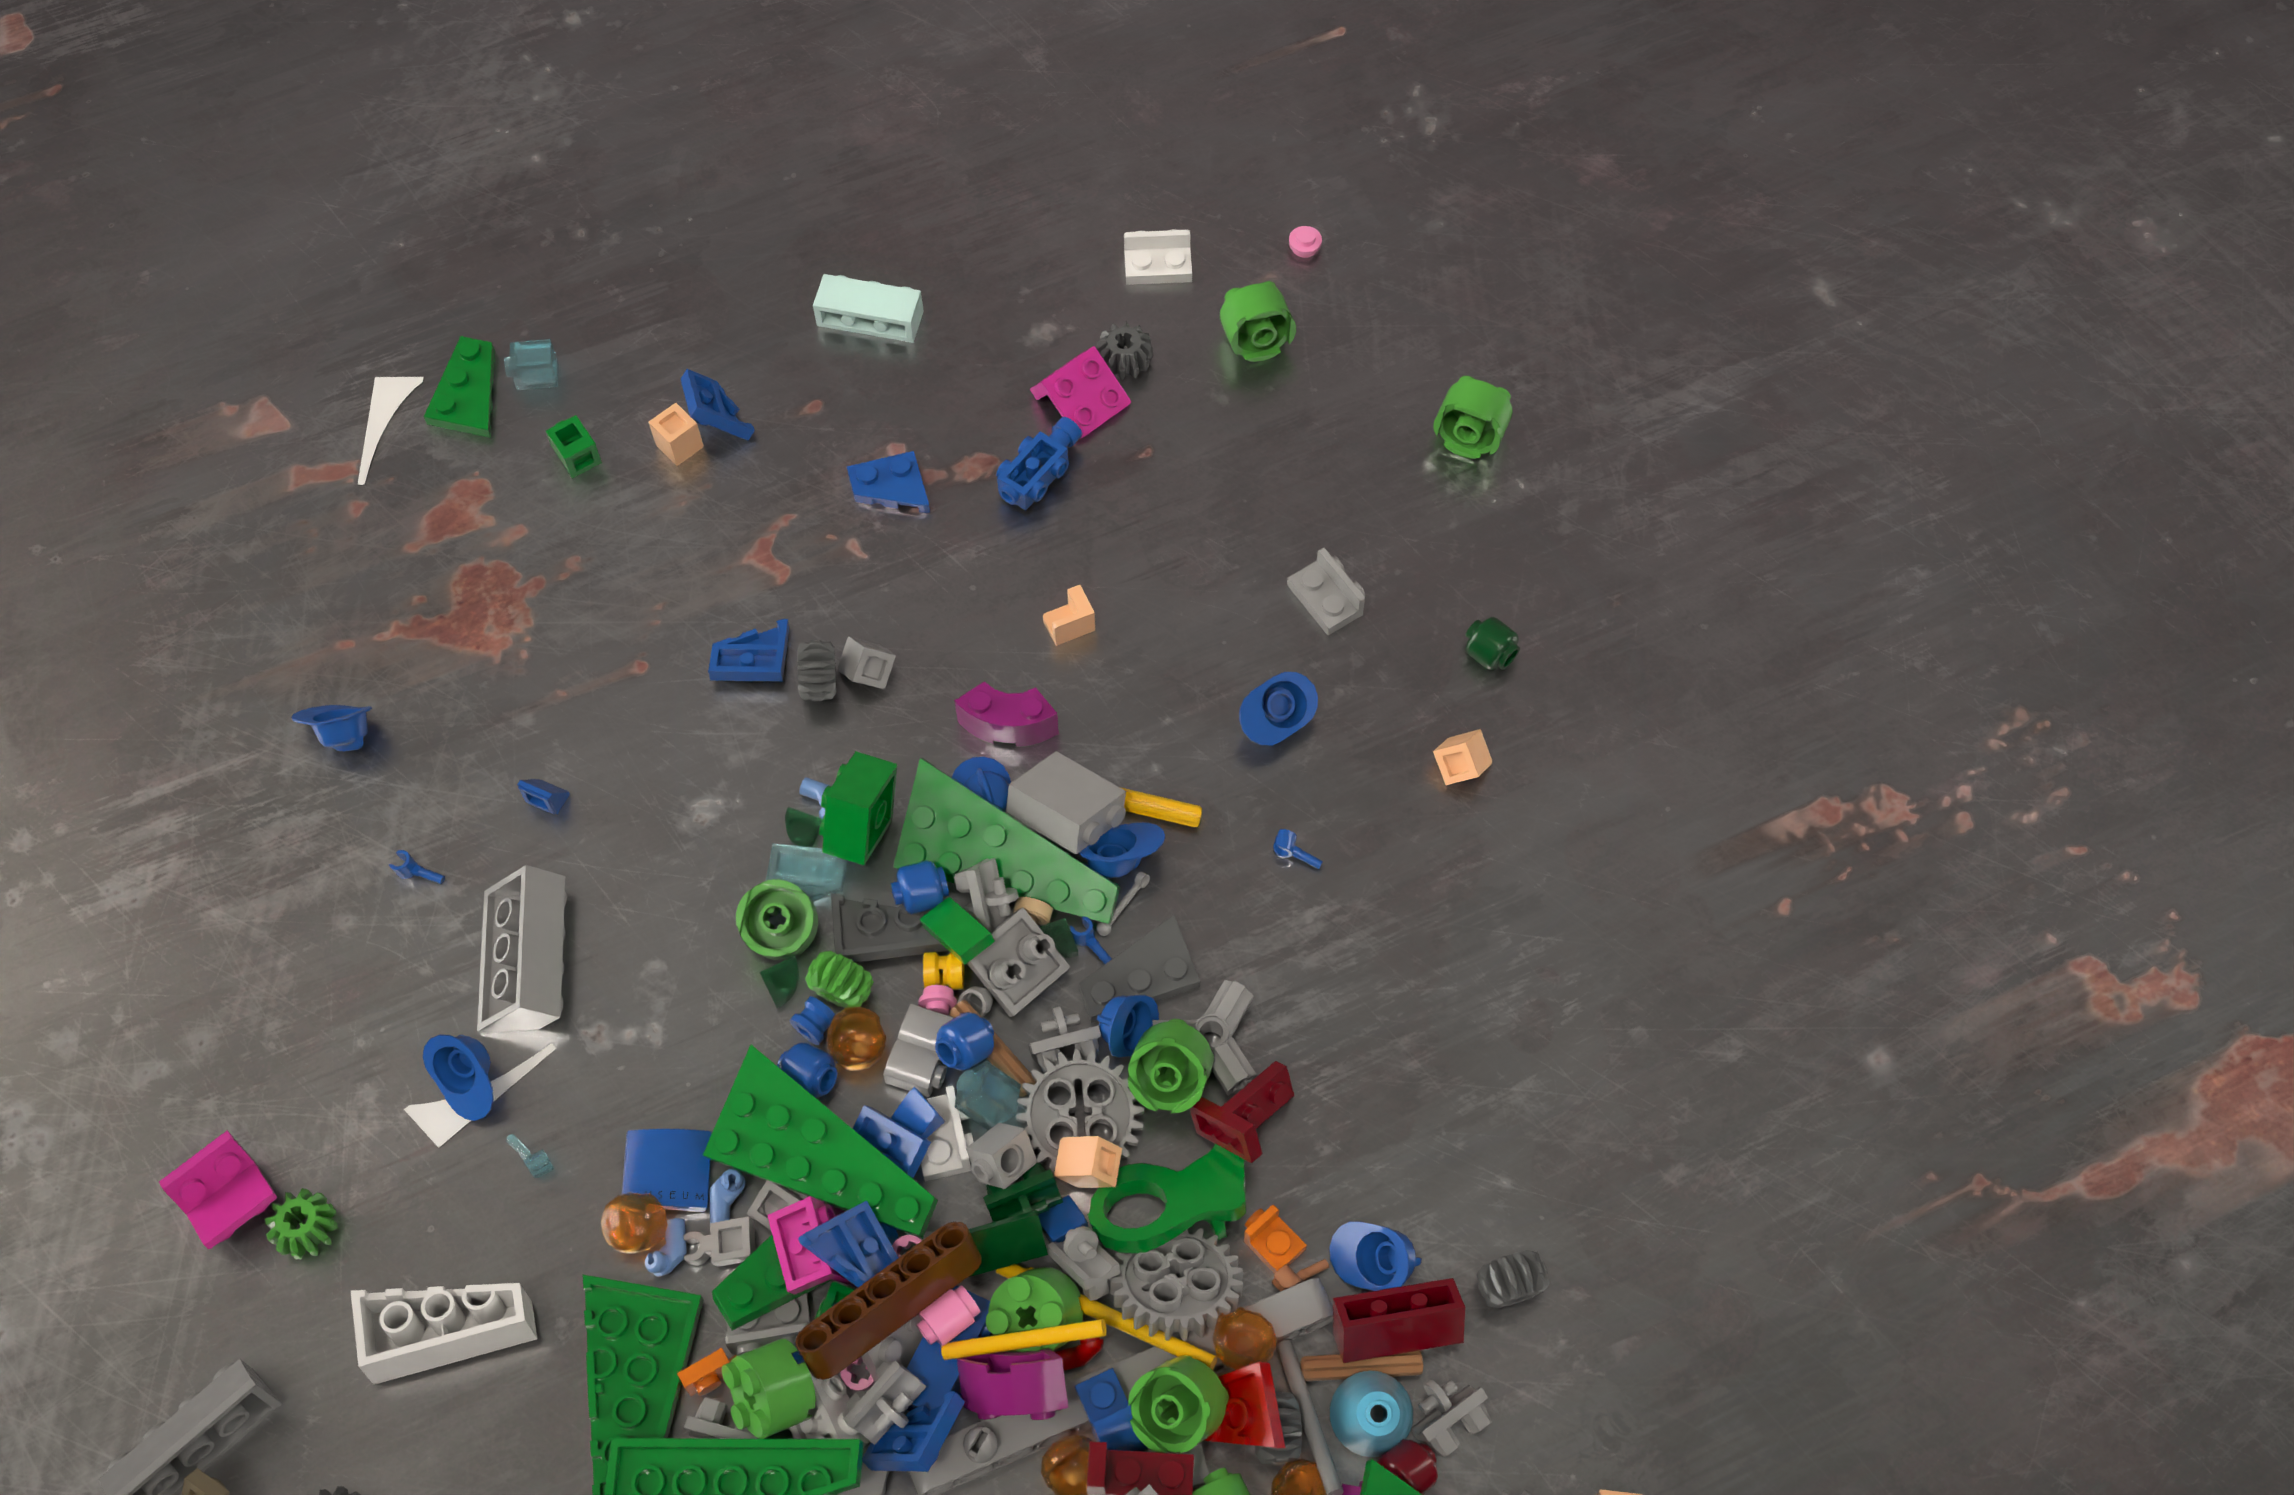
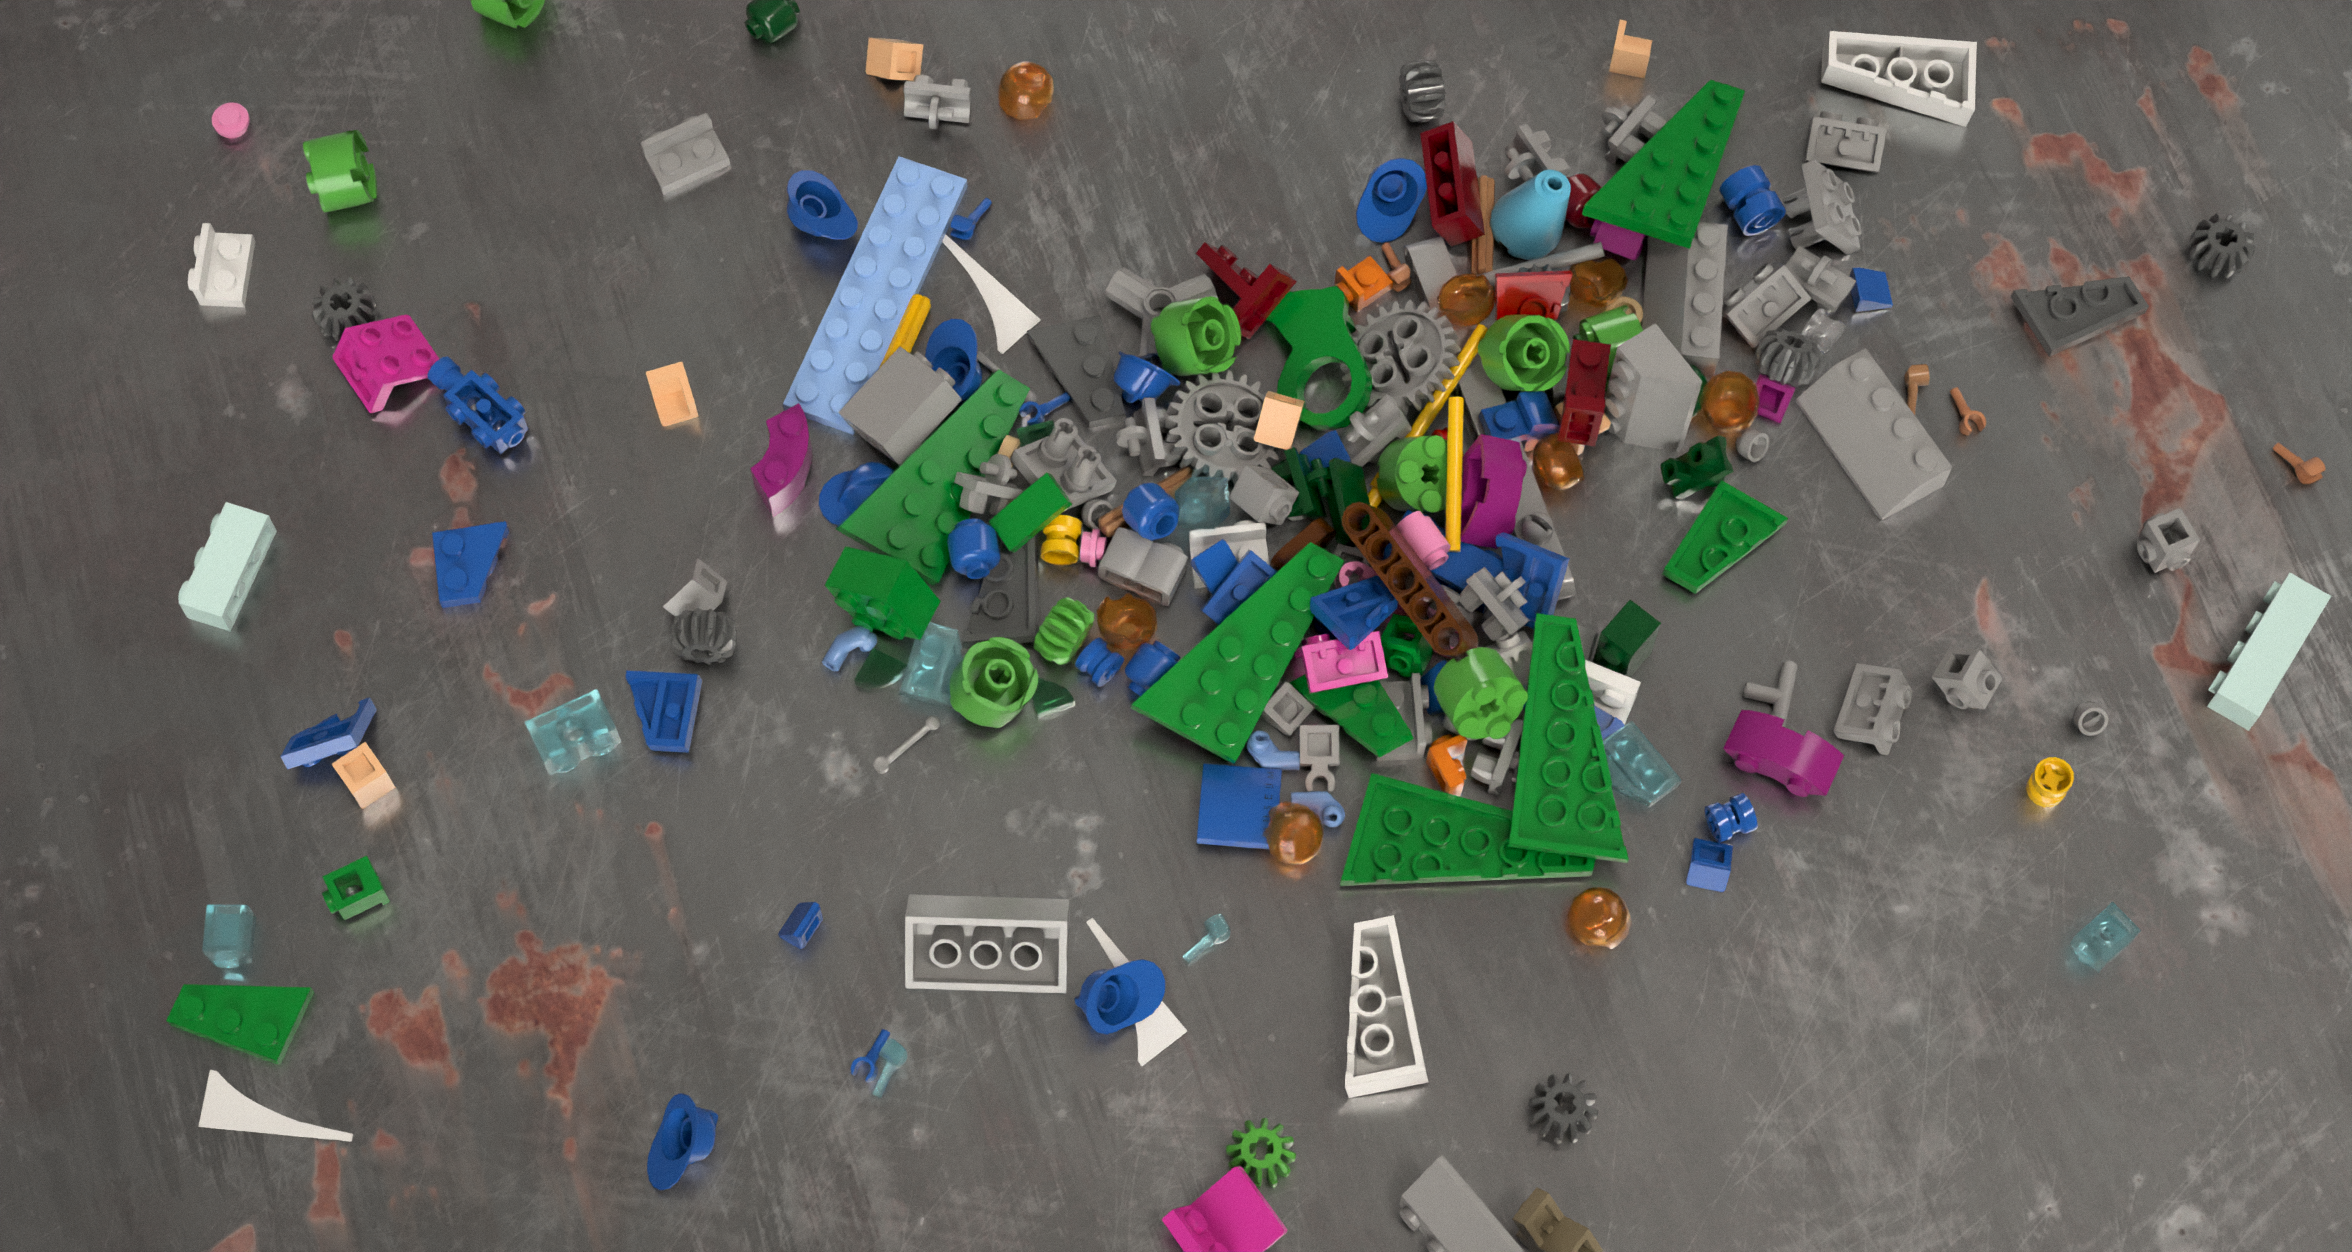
camera: 85 degrees left, 5 degrees up
(416, 888) = (895, 1056): none -> clear light blue hand
(708, 845) = (882, 763): none -> light grey hinge
(719, 567) = (584, 714): none -> clear light blue brick
(952, 1203) = (1318, 532): none -> reddish brown beam
(1198, 900) = (1008, 314): none -> white sticker
(1215, 776) = (876, 289): none -> light blue plate
(1416, 799) = (937, 101): none -> light grey hips
(1452, 883) = (1025, 90): none -> clear orange hair

